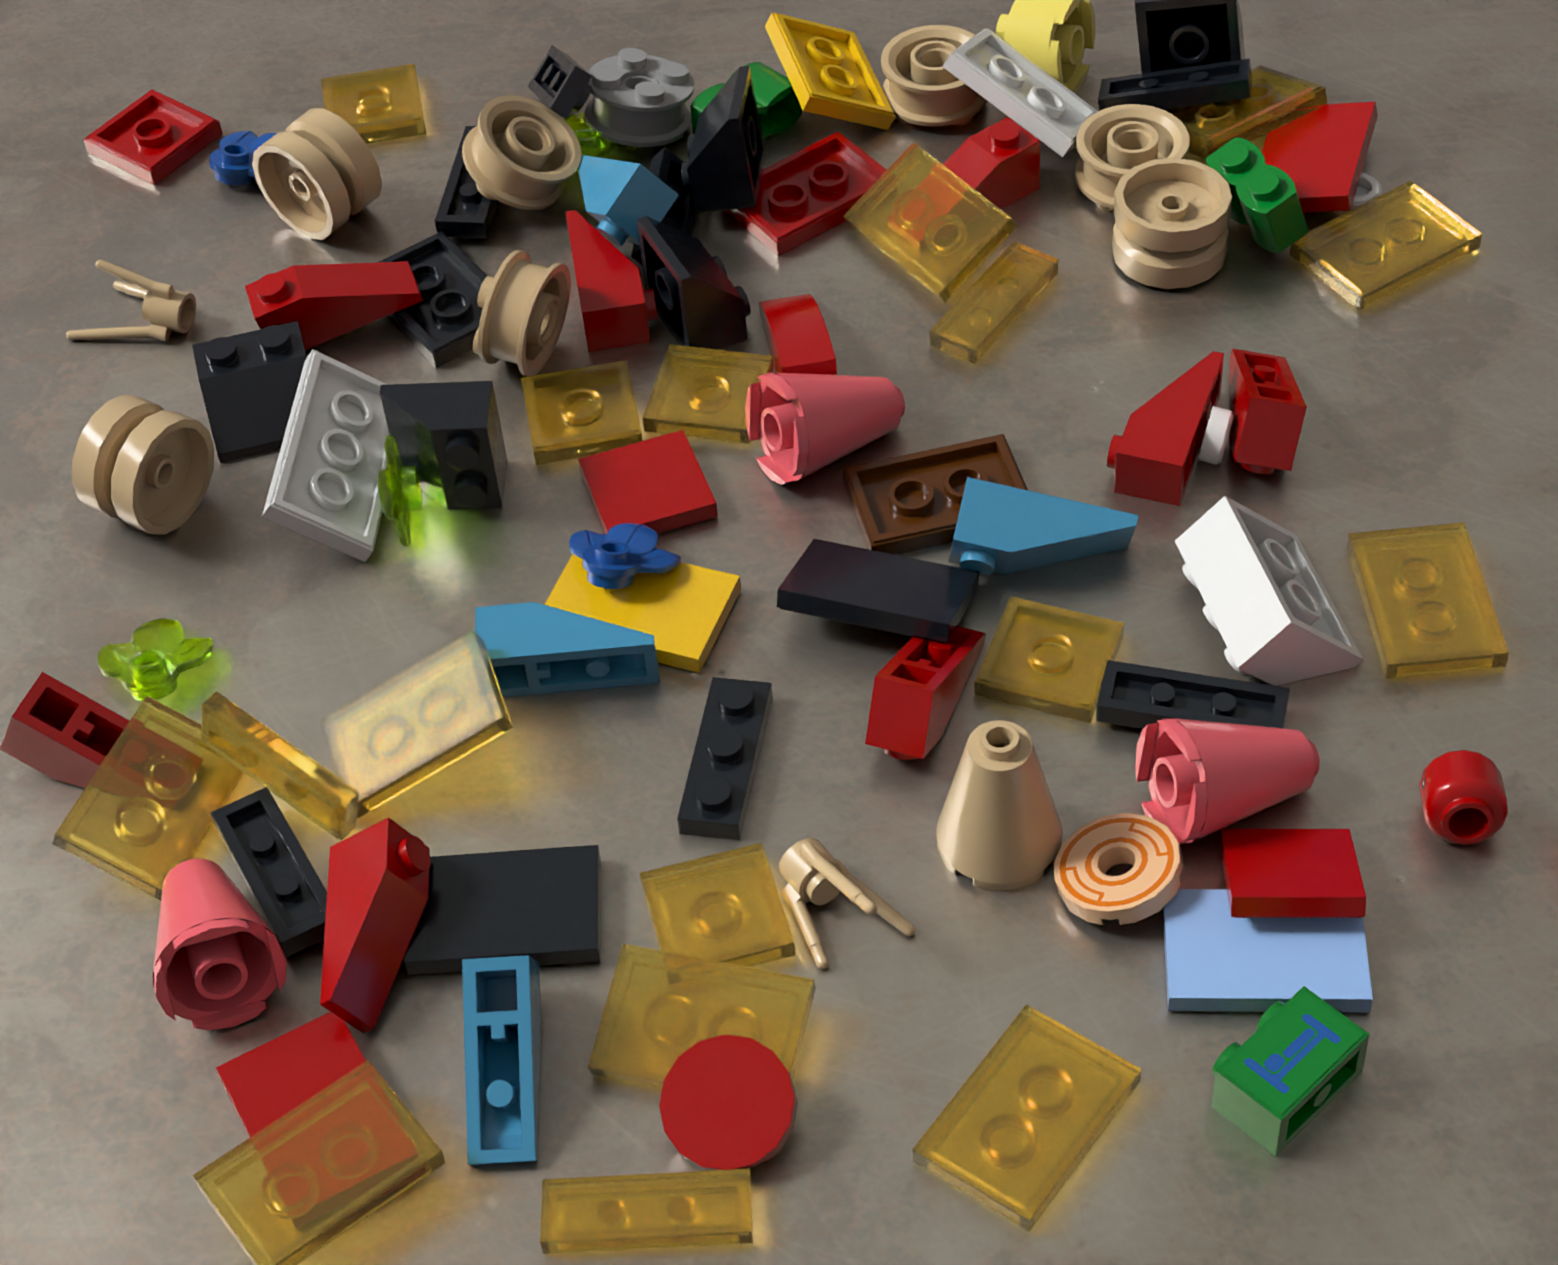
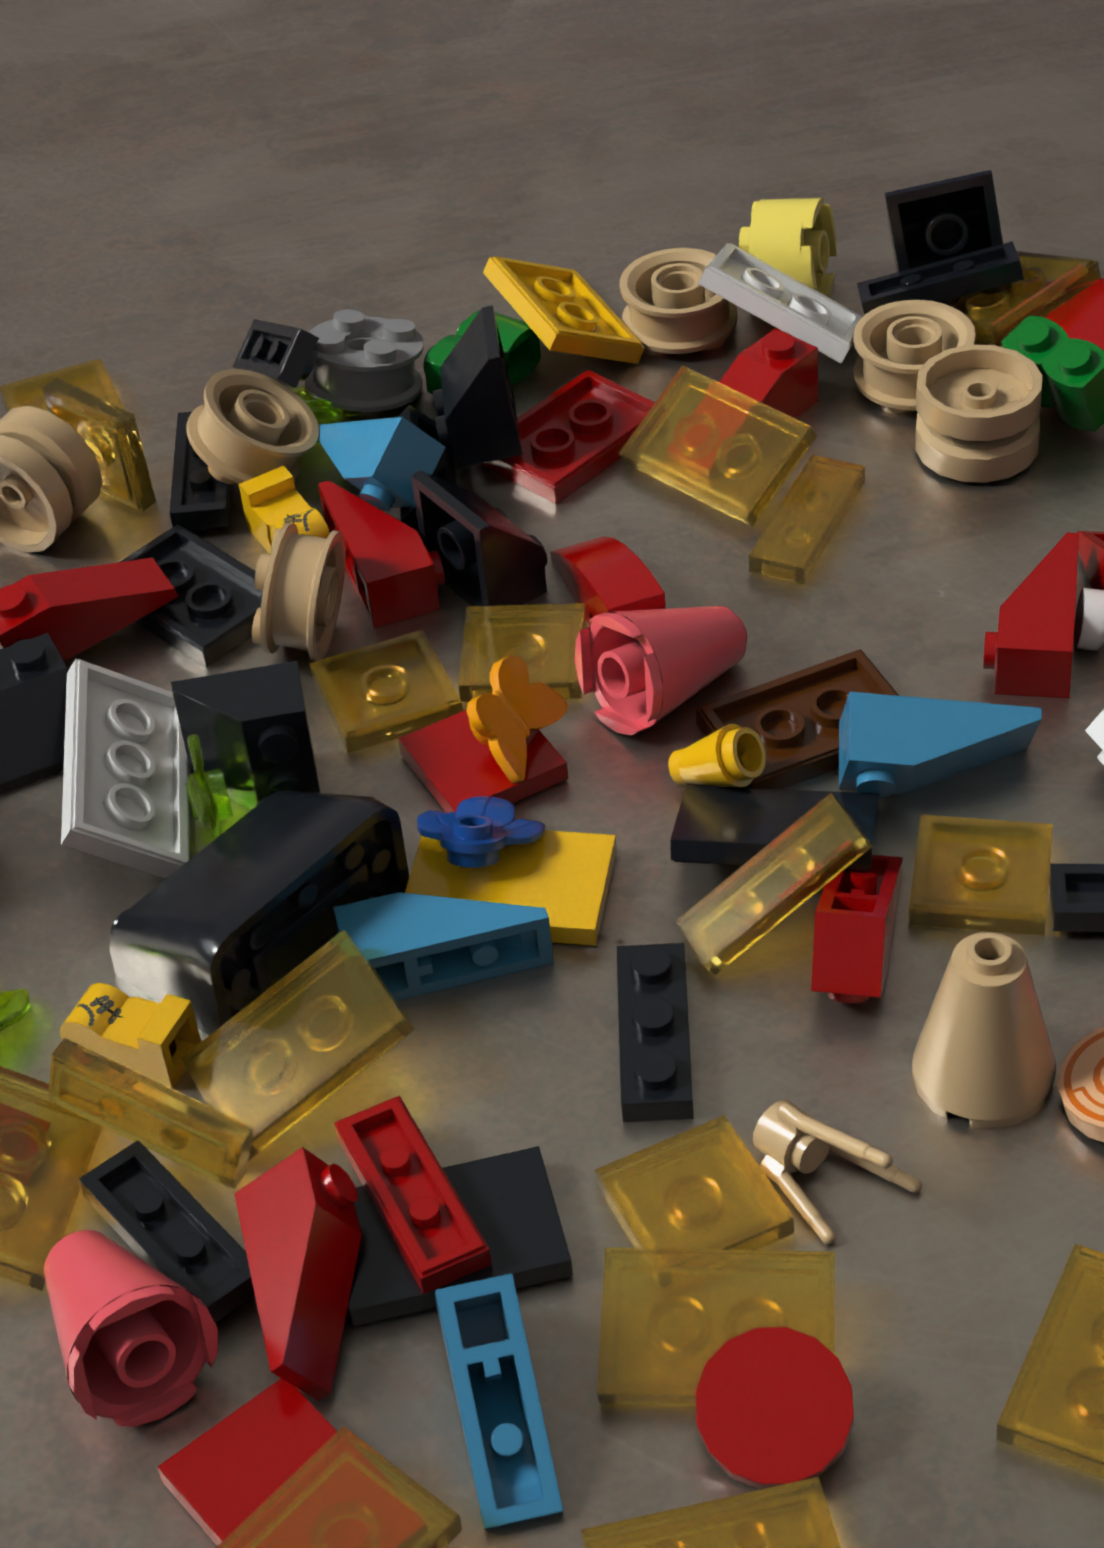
camera: 10 degrees left, 5 degrees down
(286, 691) = (135, 1031): none -> yellow leg
(392, 146) = (112, 439): none -> clear yellow tile
(412, 581) = (253, 891): none -> black windscreen
(479, 870) = (412, 1195): none -> red tile
(529, 229) = (273, 501): none -> yellow leg
(673, 452) = (511, 712): none -> light orange animal
(847, 520) = (722, 758): none -> yellow cone
(856, 642) = (773, 884): none -> clear yellow tile

